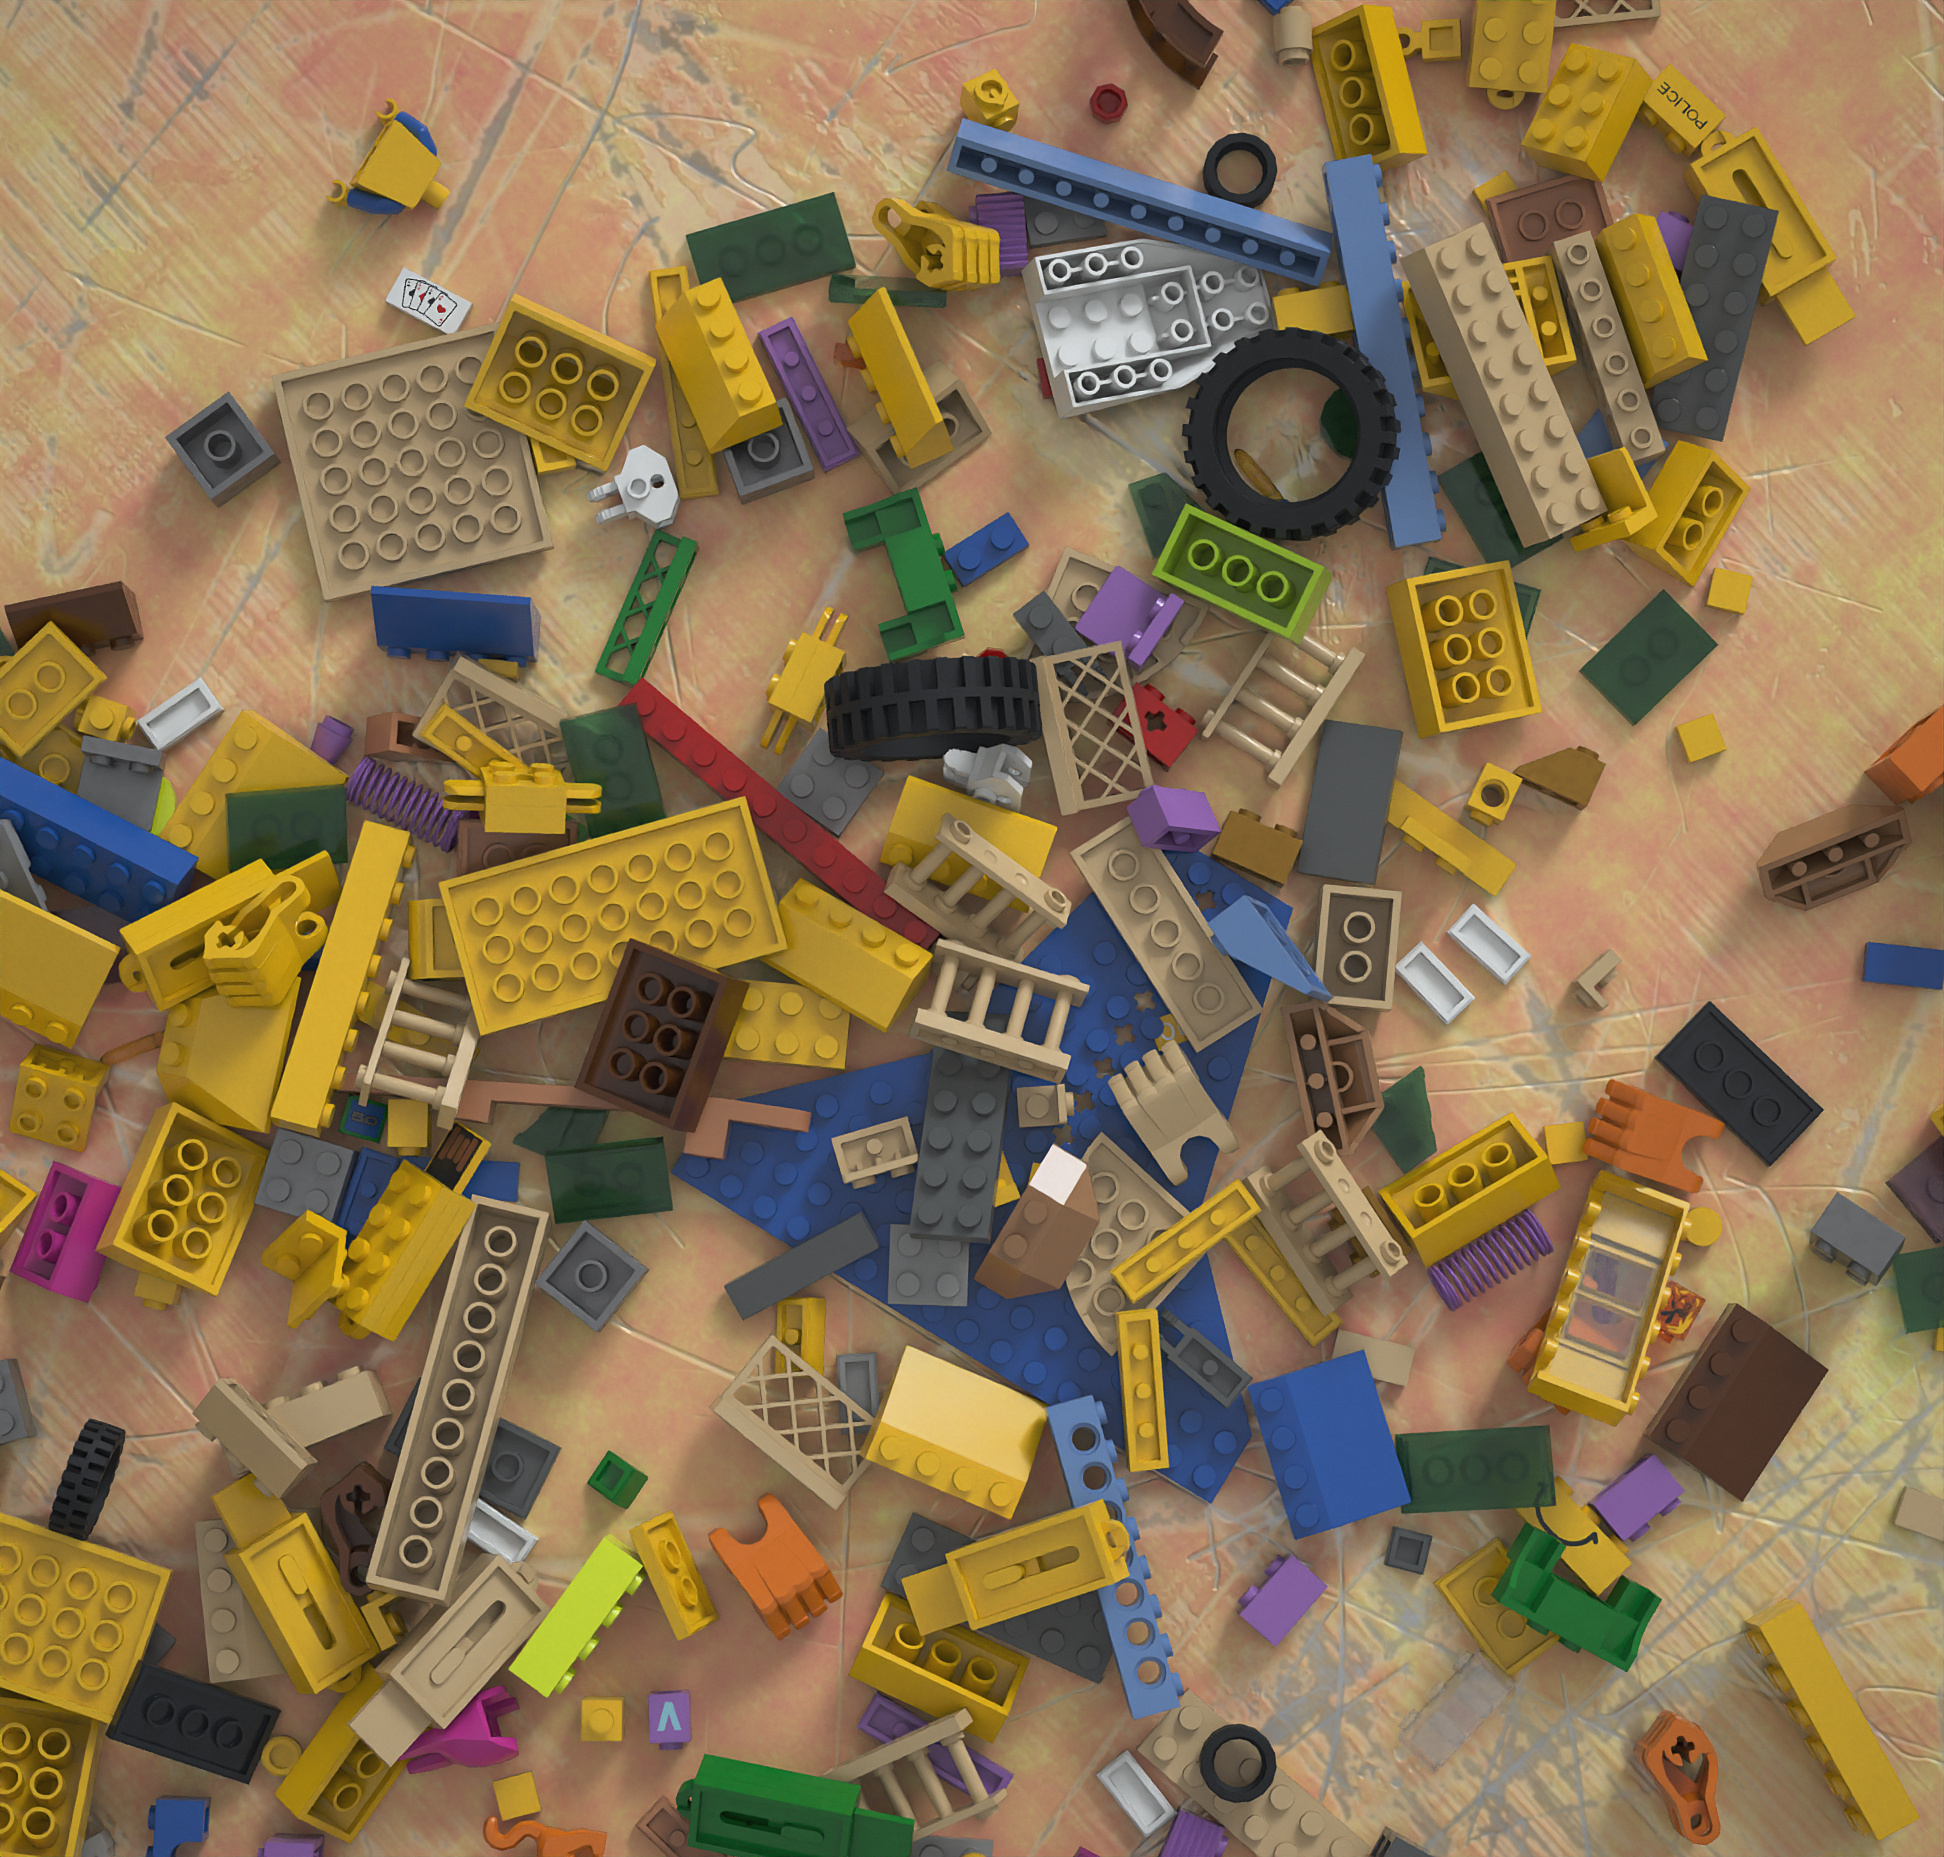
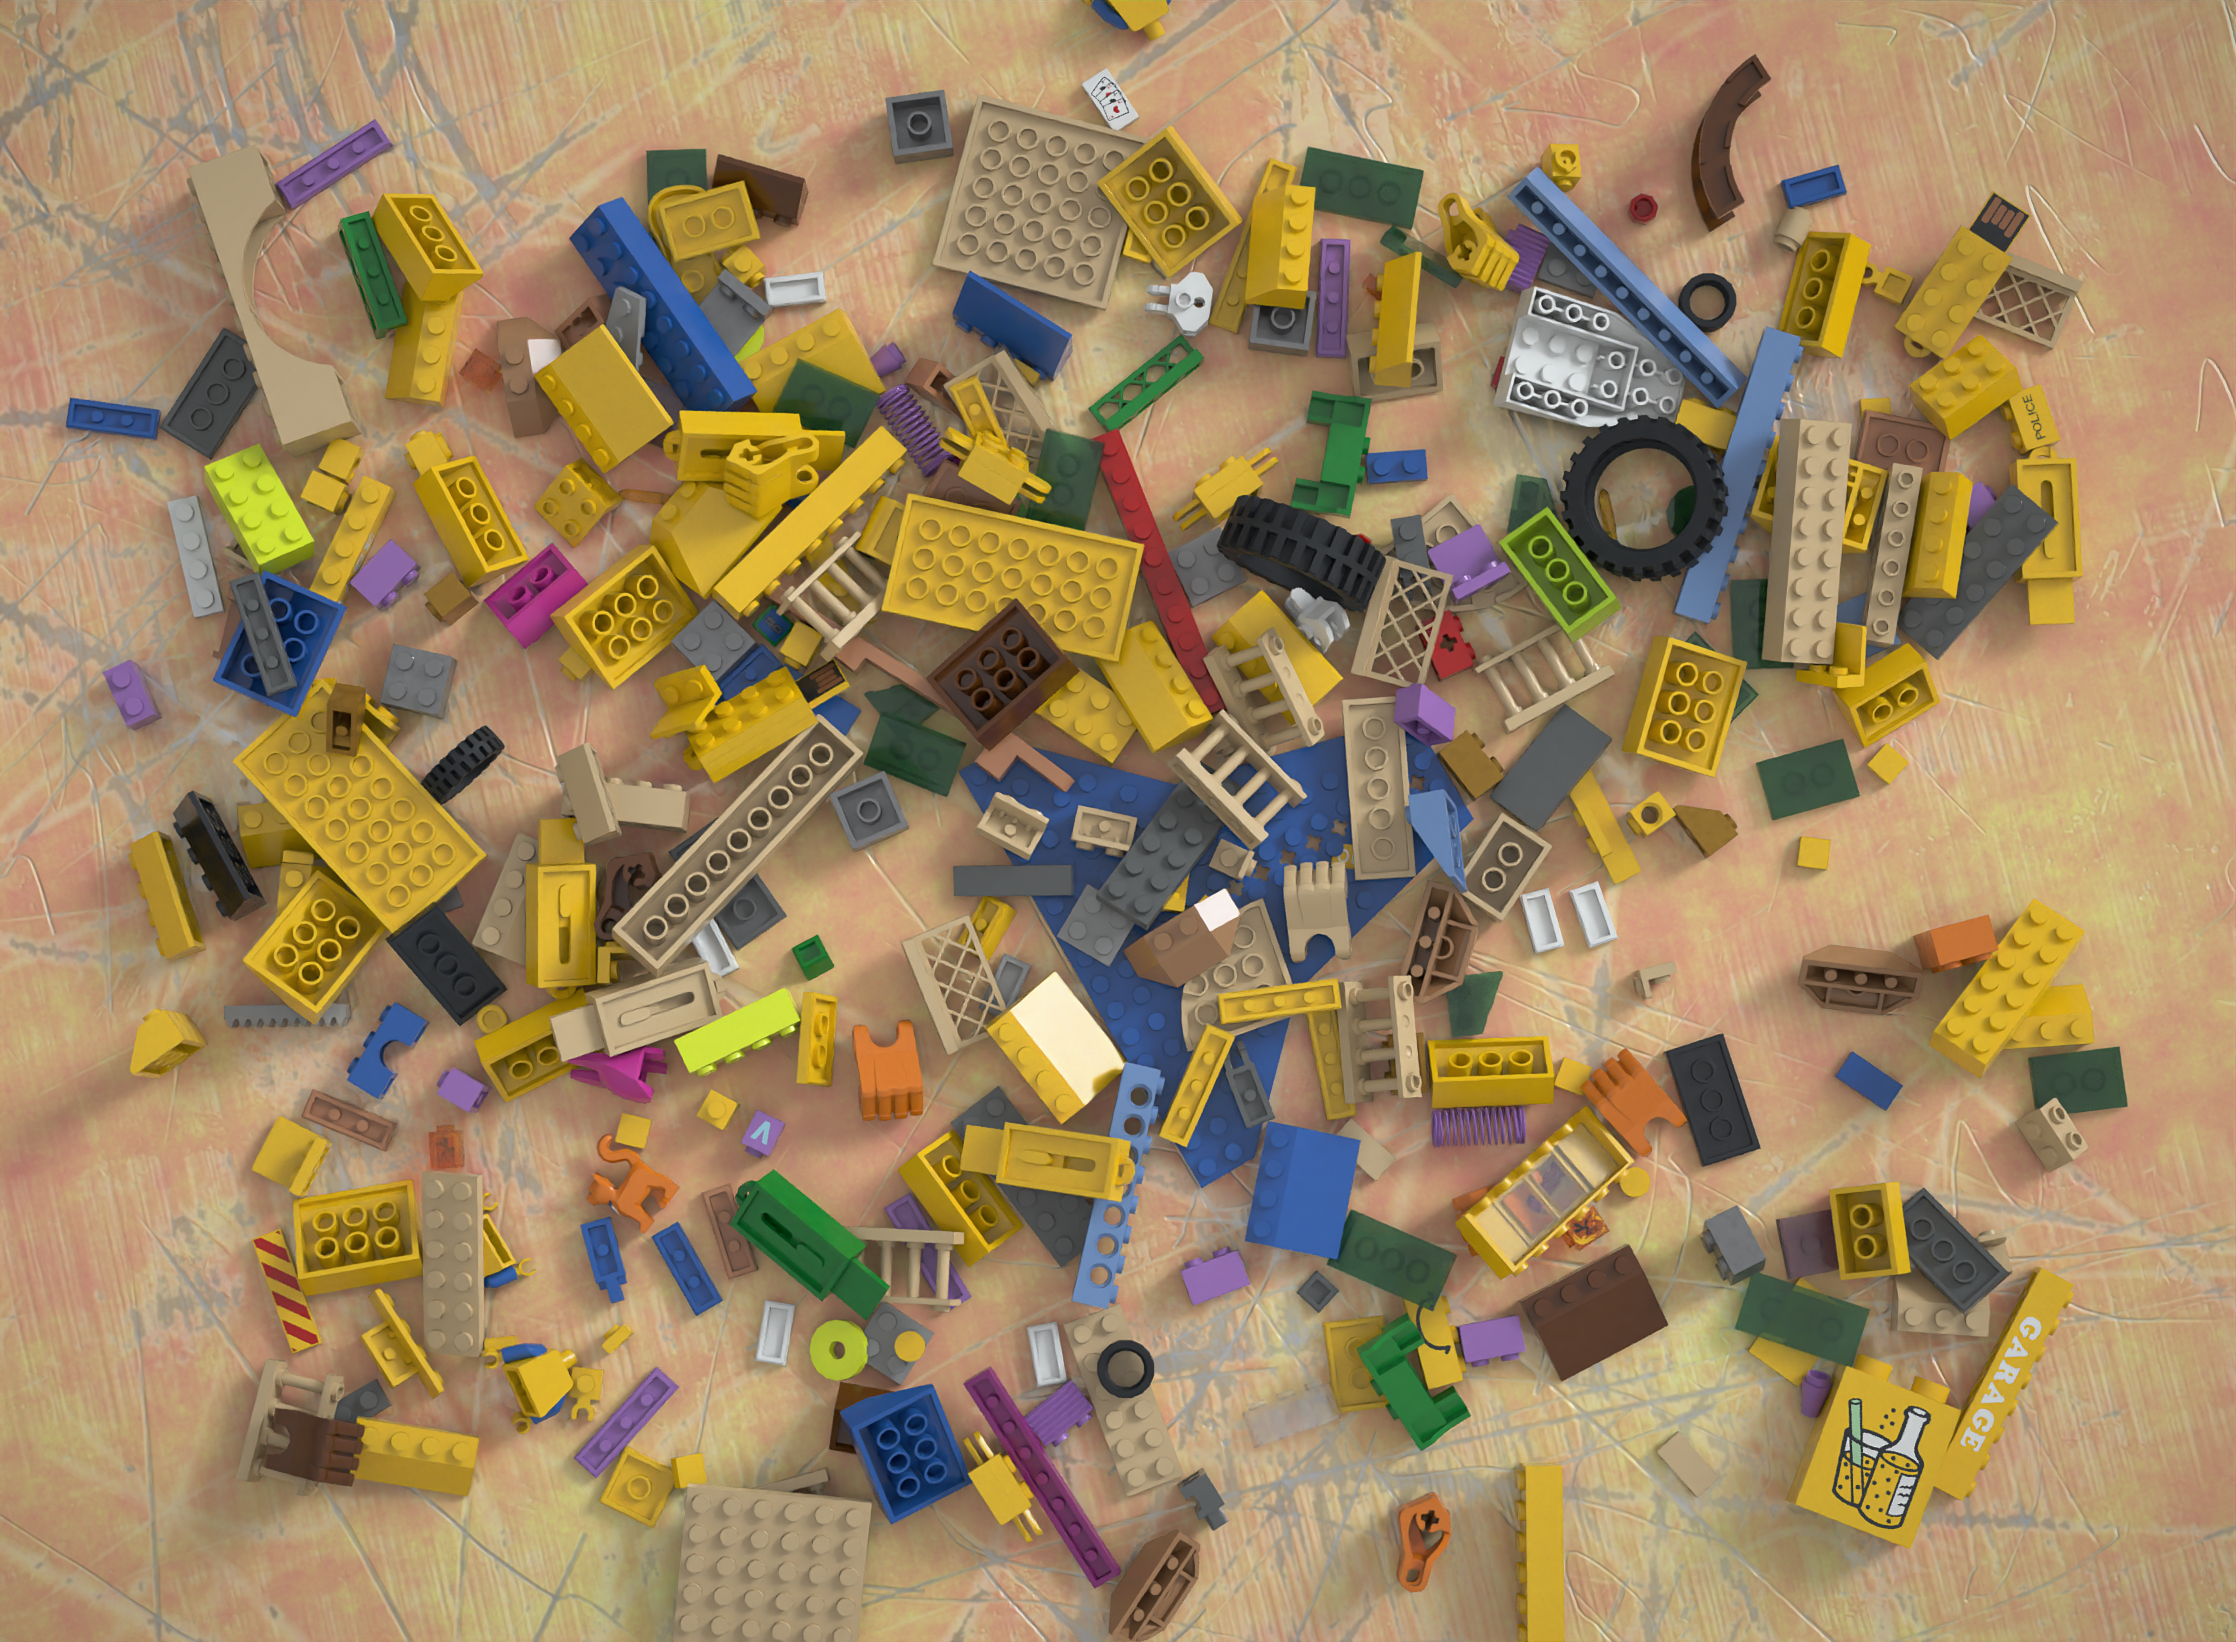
camera: 30 degrees right, 0 degrees up
(767, 1203) = (1012, 825): none -> tan bracket

